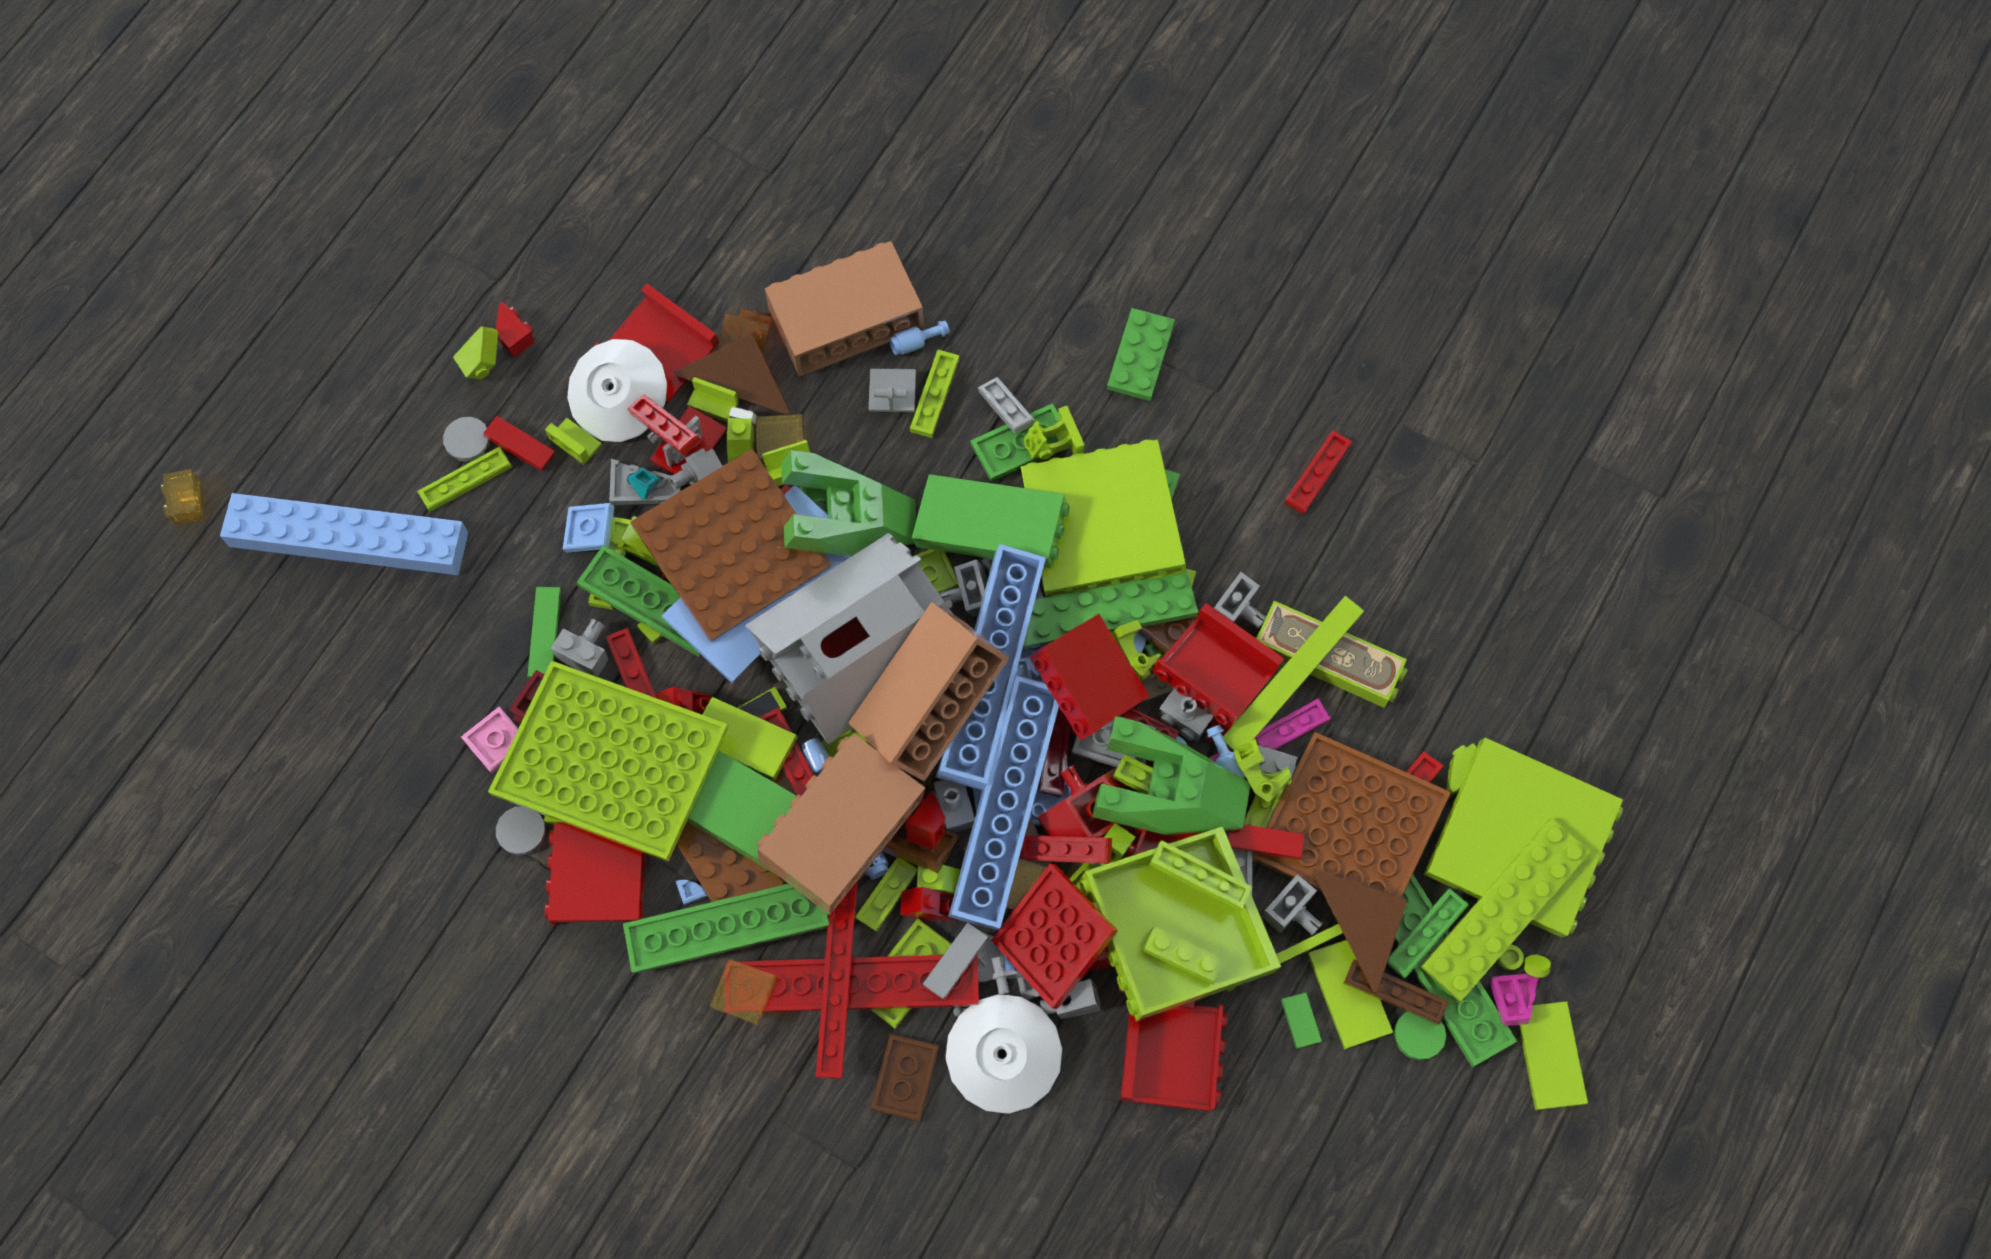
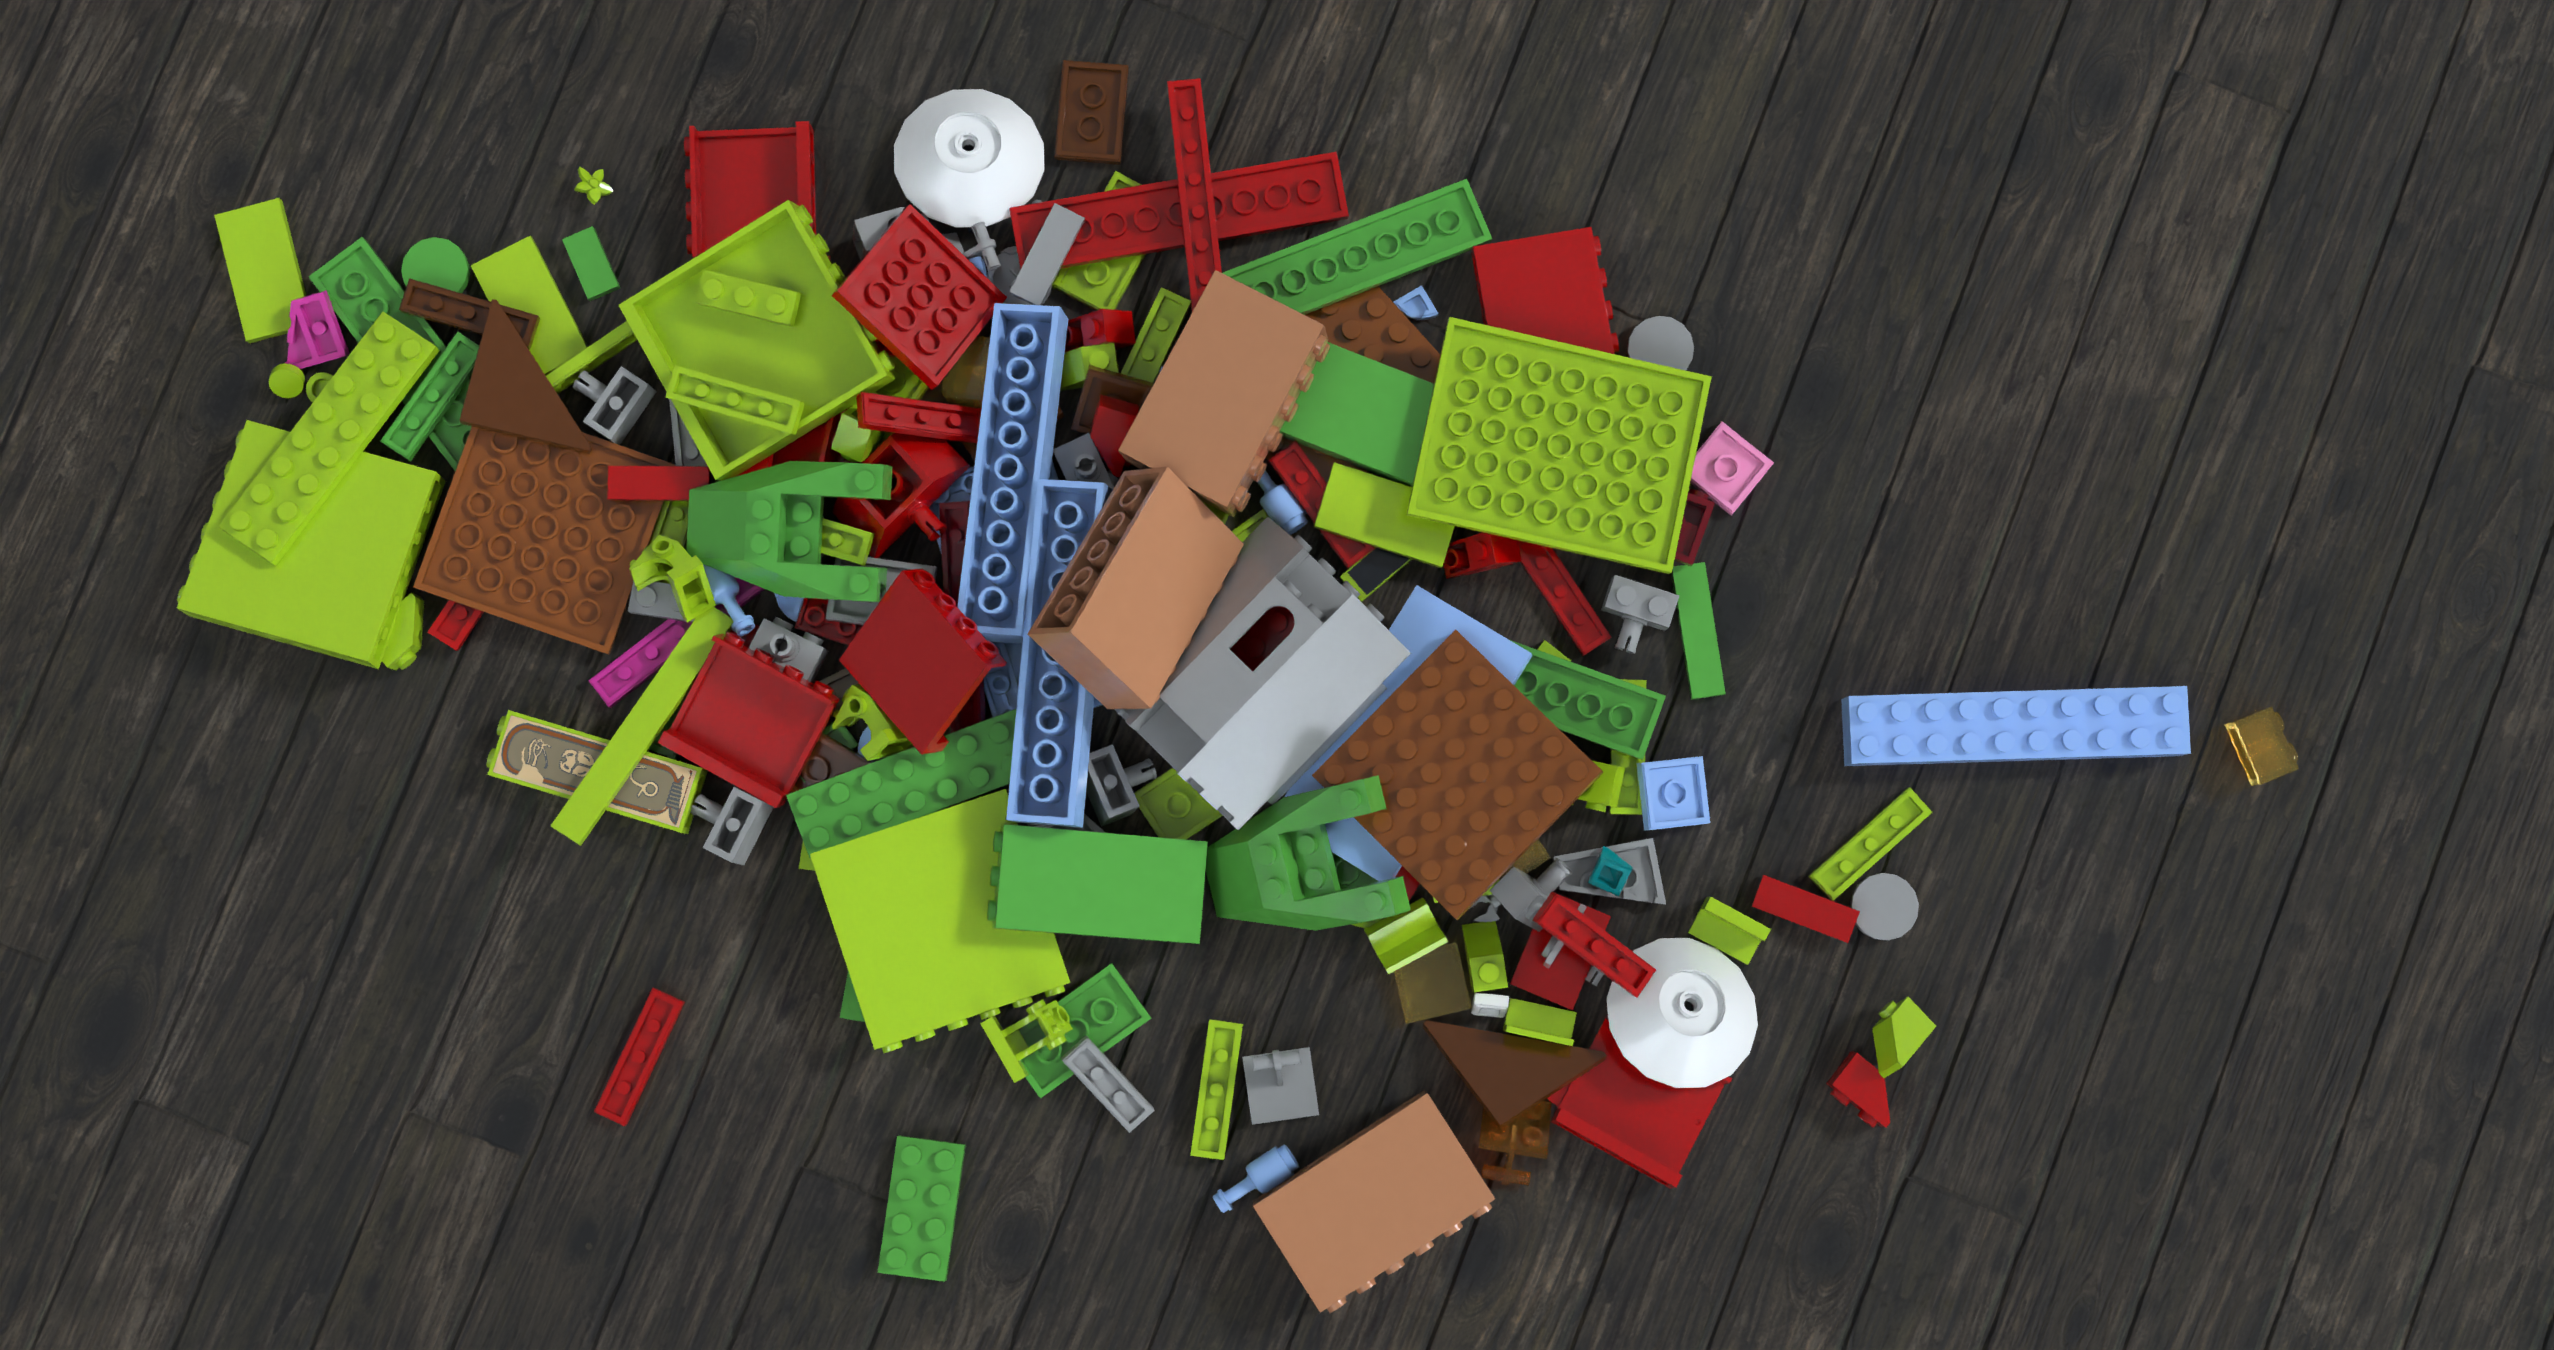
camera: 170 degrees right, 15 degrees up
(743, 992) = (1317, 178): clear yellow tile -> none
(1294, 1080) = (592, 185): none -> lime plant

